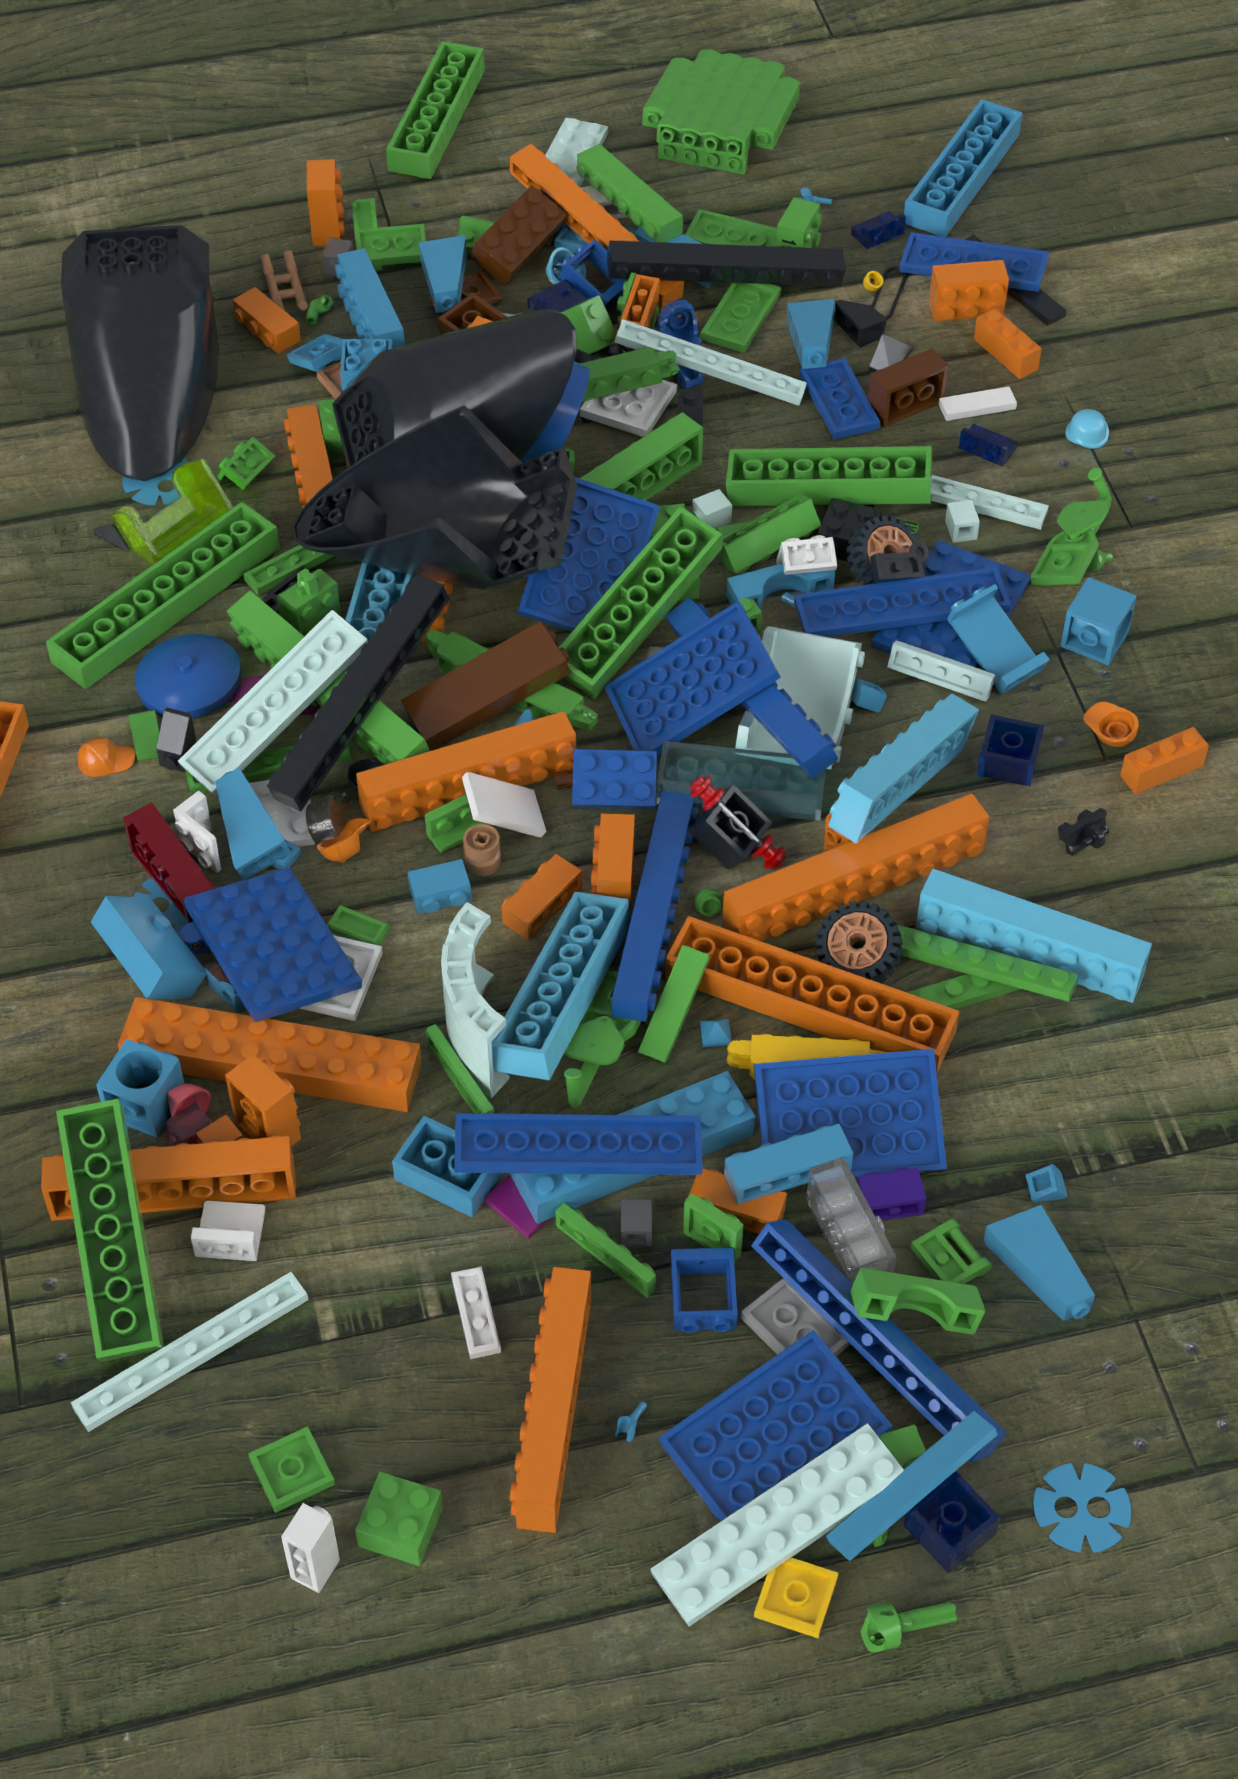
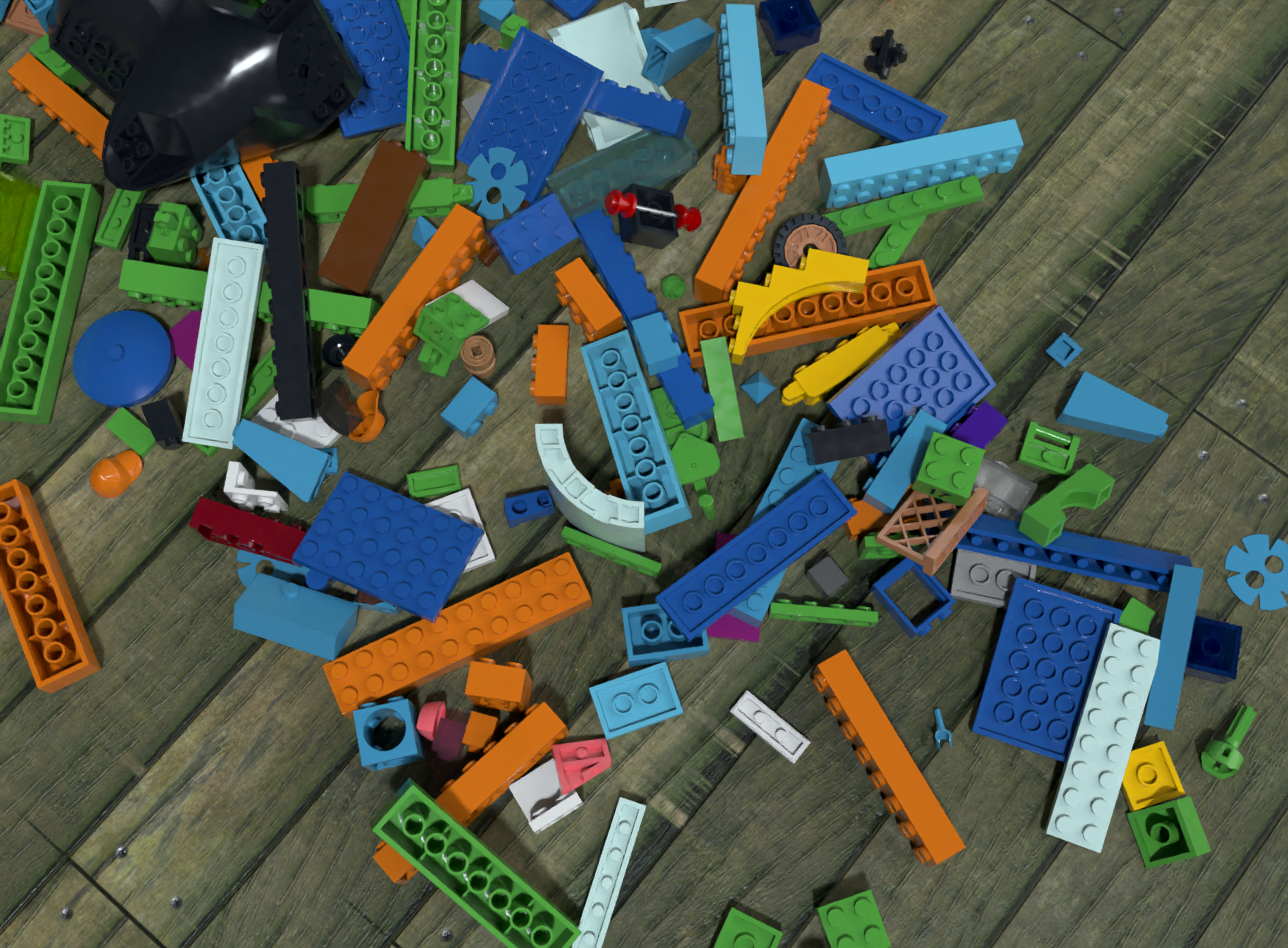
camera: 35 degrees left, 20 degrees up
(281, 1219) = (580, 762): none -> coral wing
(375, 1208) = (636, 701): none -> medium azure plate
(418, 994) = (528, 507): none -> blue leg
(472, 796) = (448, 324): none -> bright green bracket
(615, 708) = (510, 195): none -> dark azure piece
(639, 920) = (655, 344): none -> dark azure brick
(744, 1105) = (847, 440): none -> black brick
(769, 1237) = (942, 543): none -> nougat fence
(774, 1655) = (1168, 832): none -> bright green slope
(801, 949) = (817, 274): none -> yellow arch
(814, 1181) = (948, 469): none -> bright green brick
(875, 707) = (676, 50): none -> dark azure slope
(1035, 860) = (874, 102): none -> blue plate

